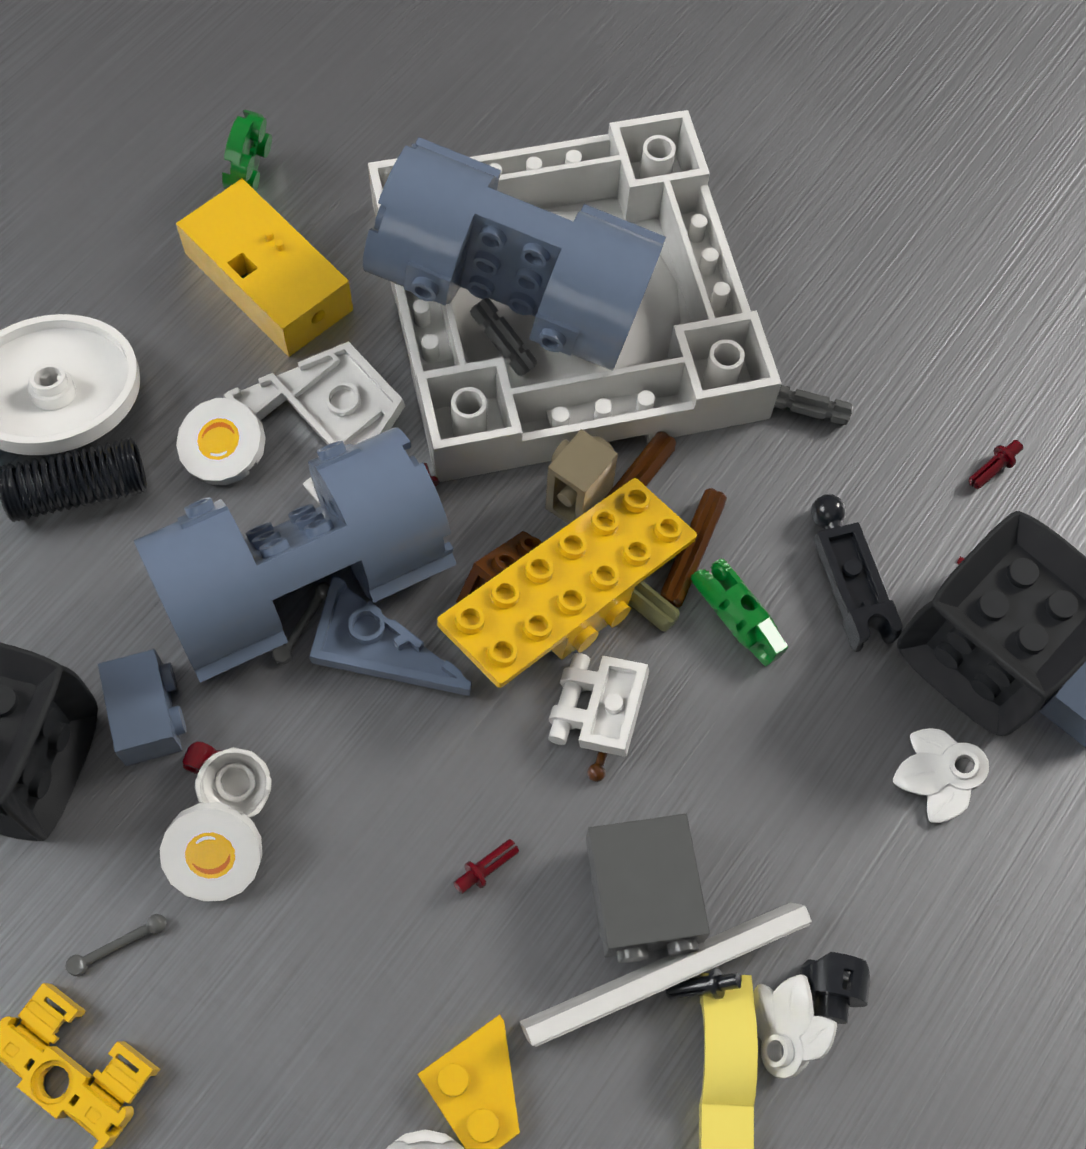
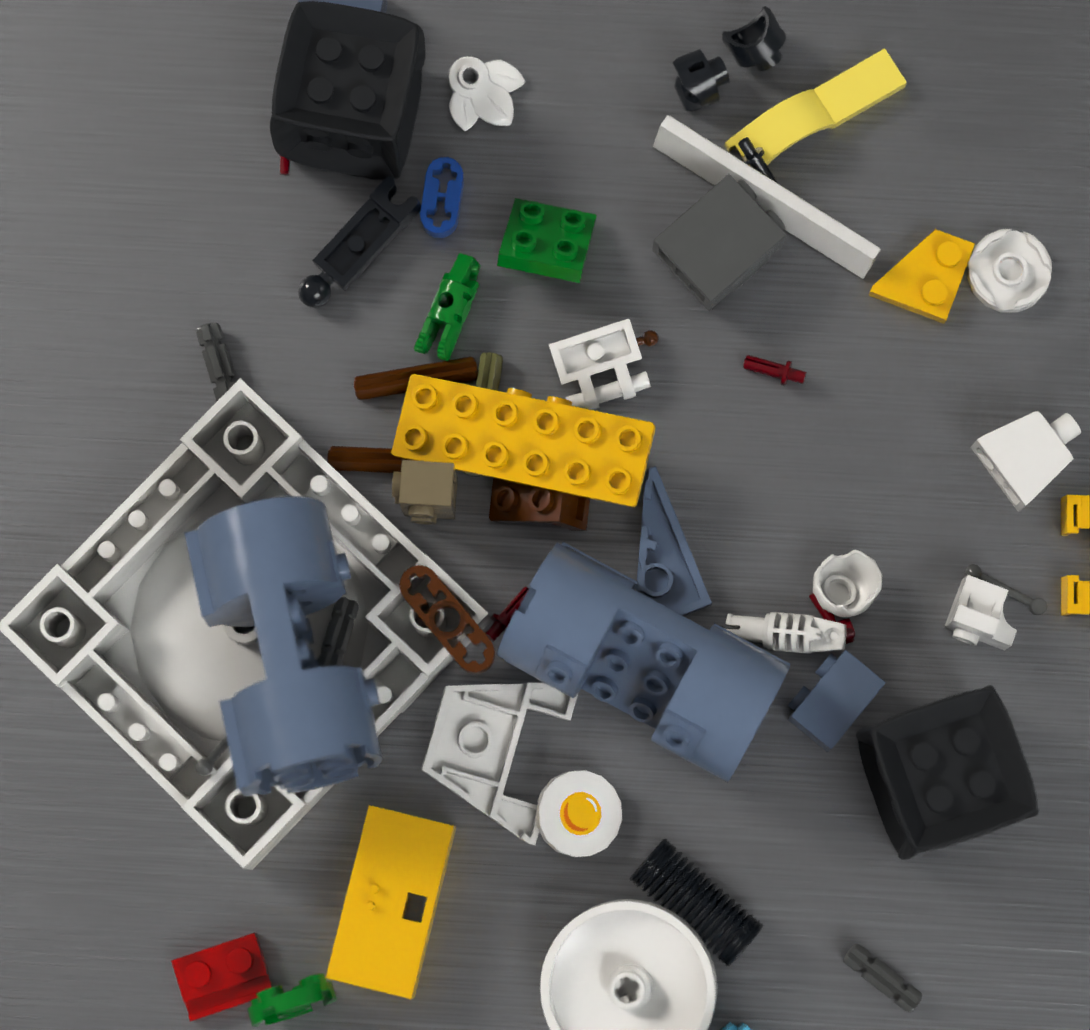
camera: 115 degrees left, 15 degrees up
(108, 890) = (979, 614): none -> white brick
(211, 852) = (904, 561): white tile -> none
(221, 1057) = (1027, 454): none -> white torso
(231, 706) = (790, 632): none -> white hinge
(308, 140) = (222, 976): none -> red plate
(463, 394) = (436, 586): none -> reddish brown beam
(751, 729) = (546, 240): none -> green plate
(789, 1020) = (744, 94): white plate -> none
(842, 1076) = (757, 42): none -> black piece
(854, 672) = (451, 198): none -> blue beam
(1002, 458) = (168, 183): dark red piece -> none

